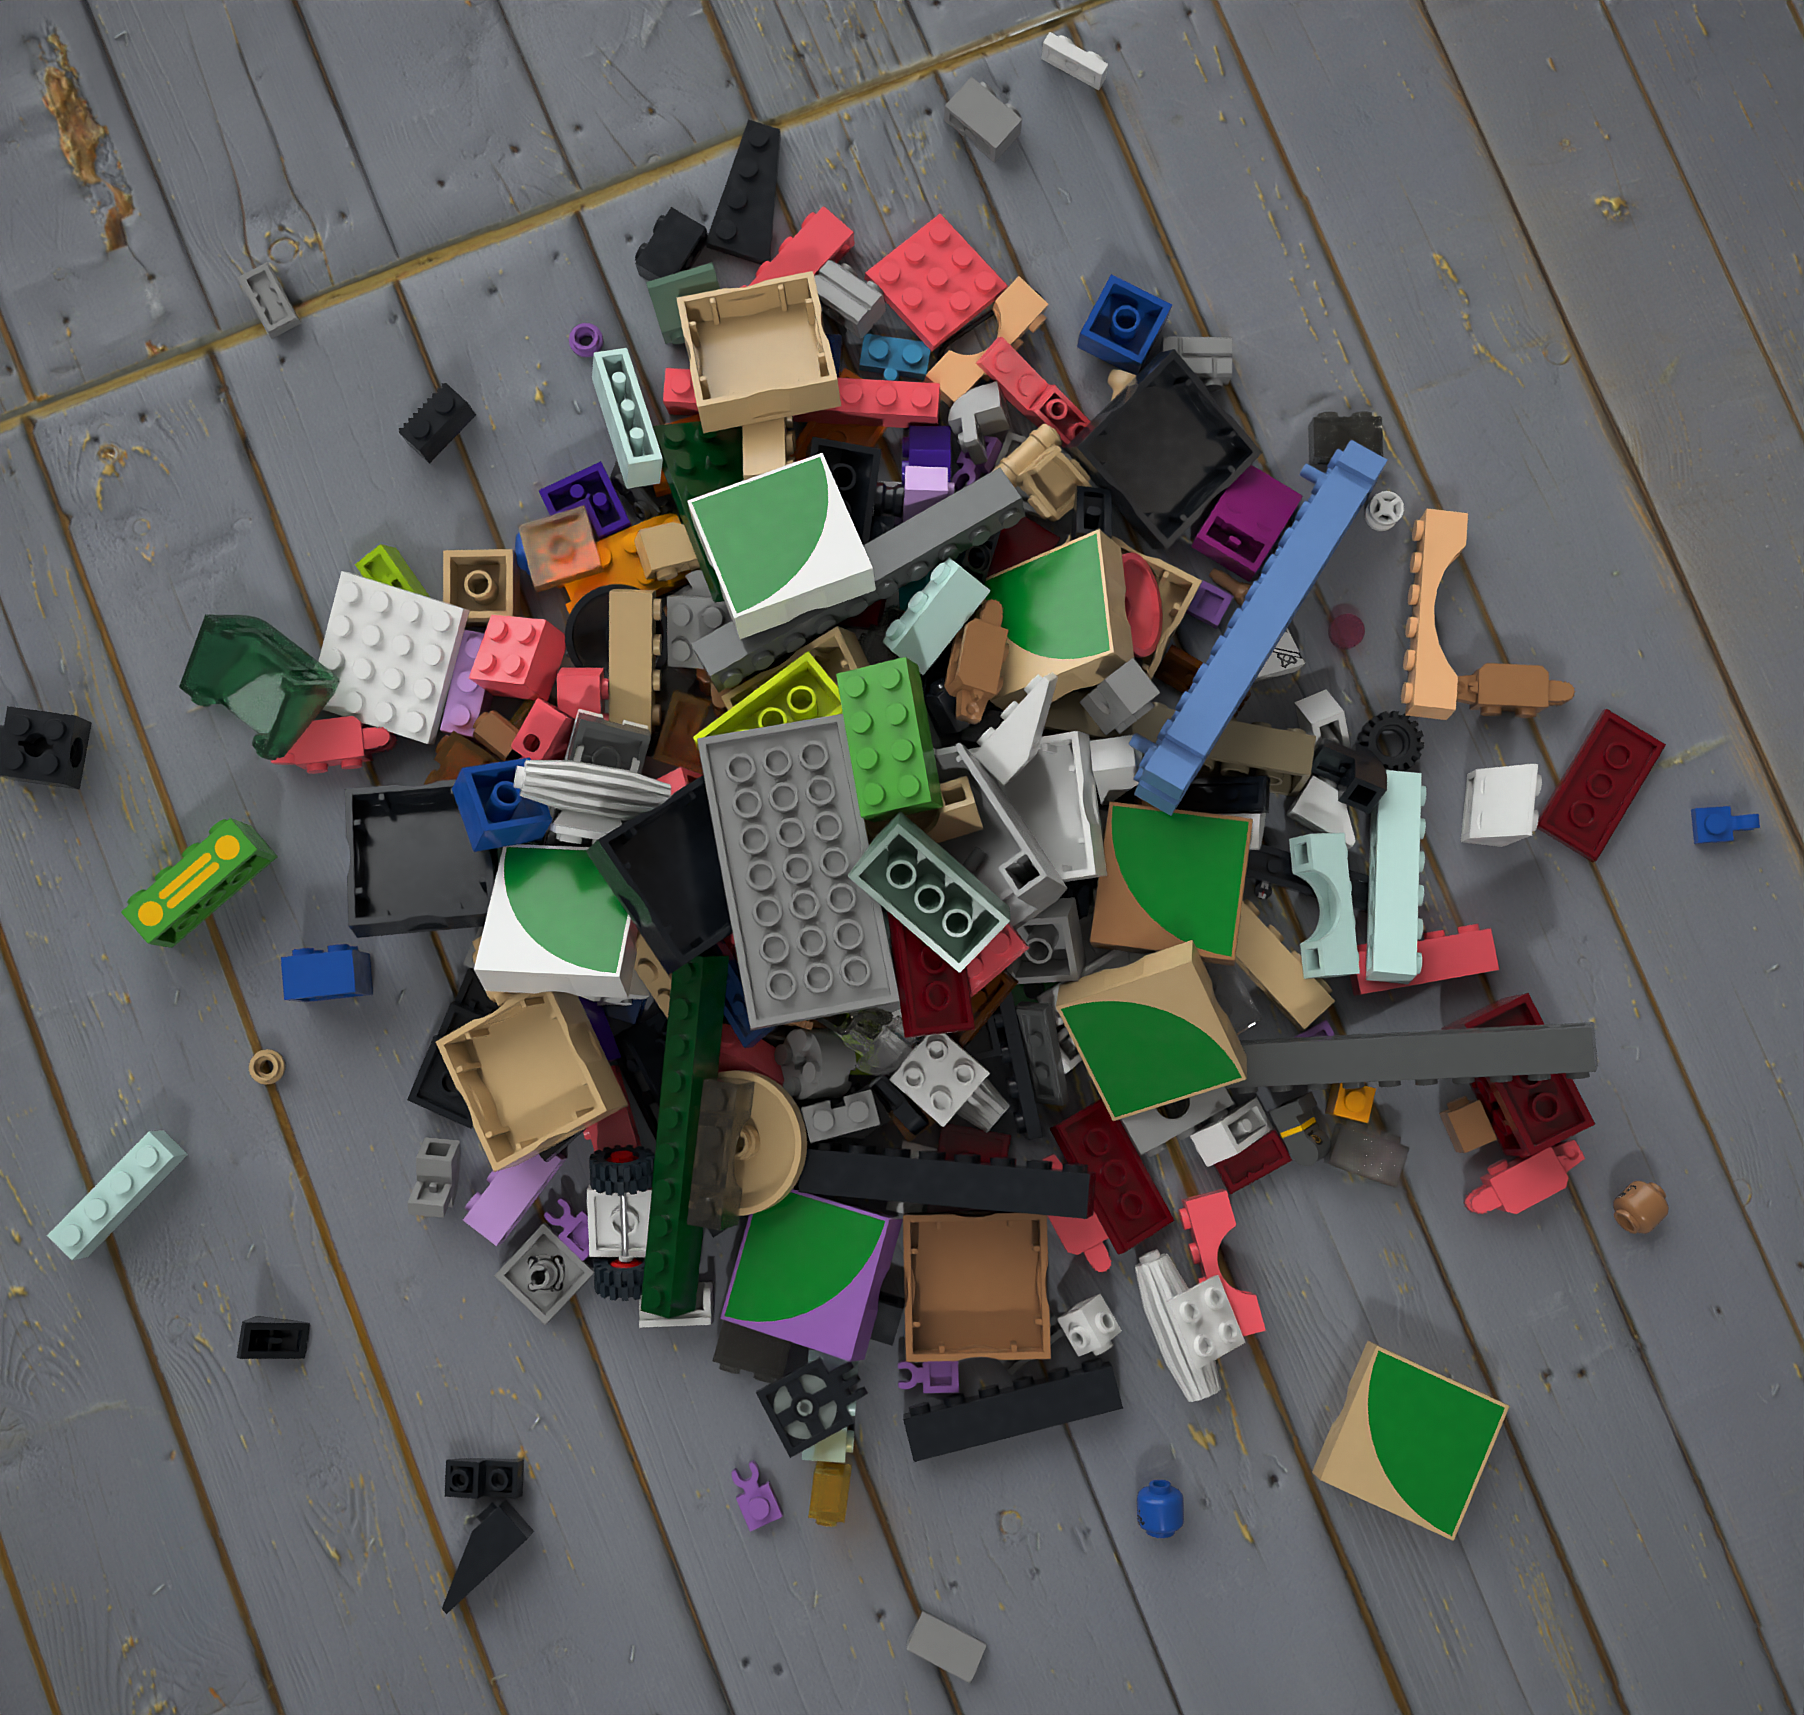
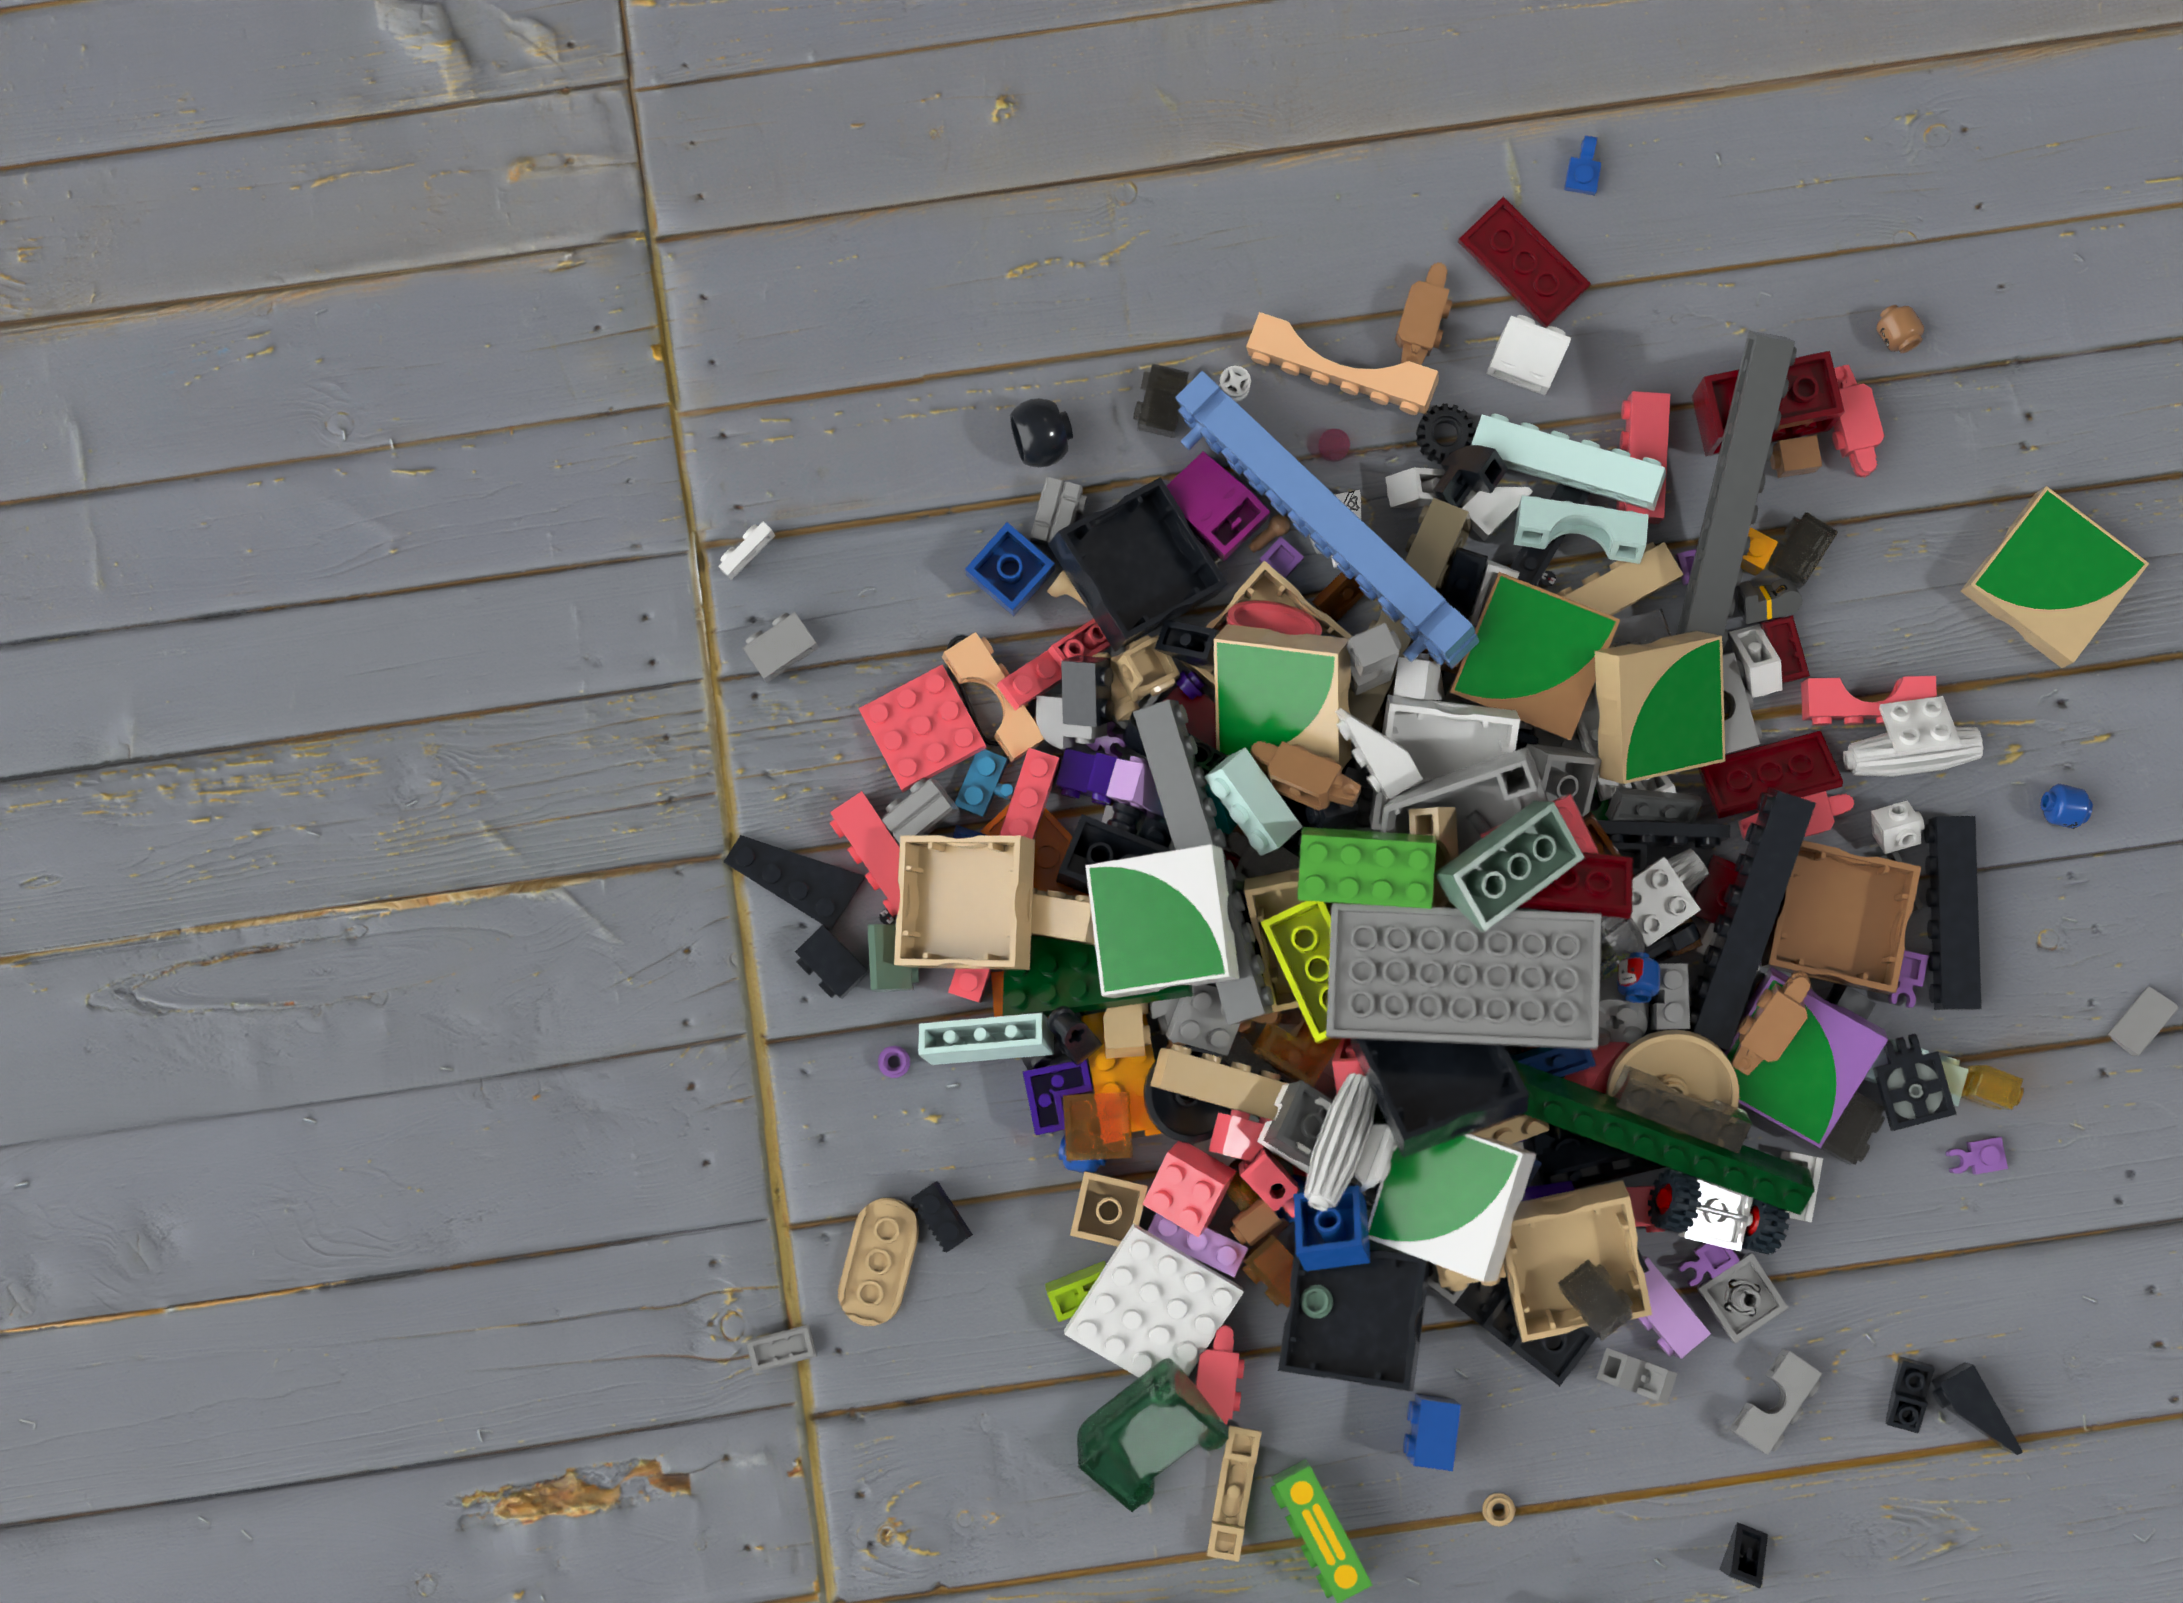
camera: 75 degrees left, 0 degrees up
(221, 788) = (1233, 1493): none -> tan slope
(378, 375) = (878, 1261): none -> tan tile
(413, 1327) = (1795, 1382): none -> light grey arch
(429, 816) = (1316, 1301): none -> sand green plate
(494, 1106) = (1596, 1299): none -> clear smoke brick
(648, 497) = (1072, 1034): none -> black piece
(835, 1231) = (1773, 1024): none -> medium nougat hinge
(850, 1073) = (1638, 978): none -> blue head
(1014, 426) = (1087, 691): none -> brick
(1050, 537) = (1191, 684): none -> dark purple plate
(1276, 319) = (1040, 432): none -> black wheel

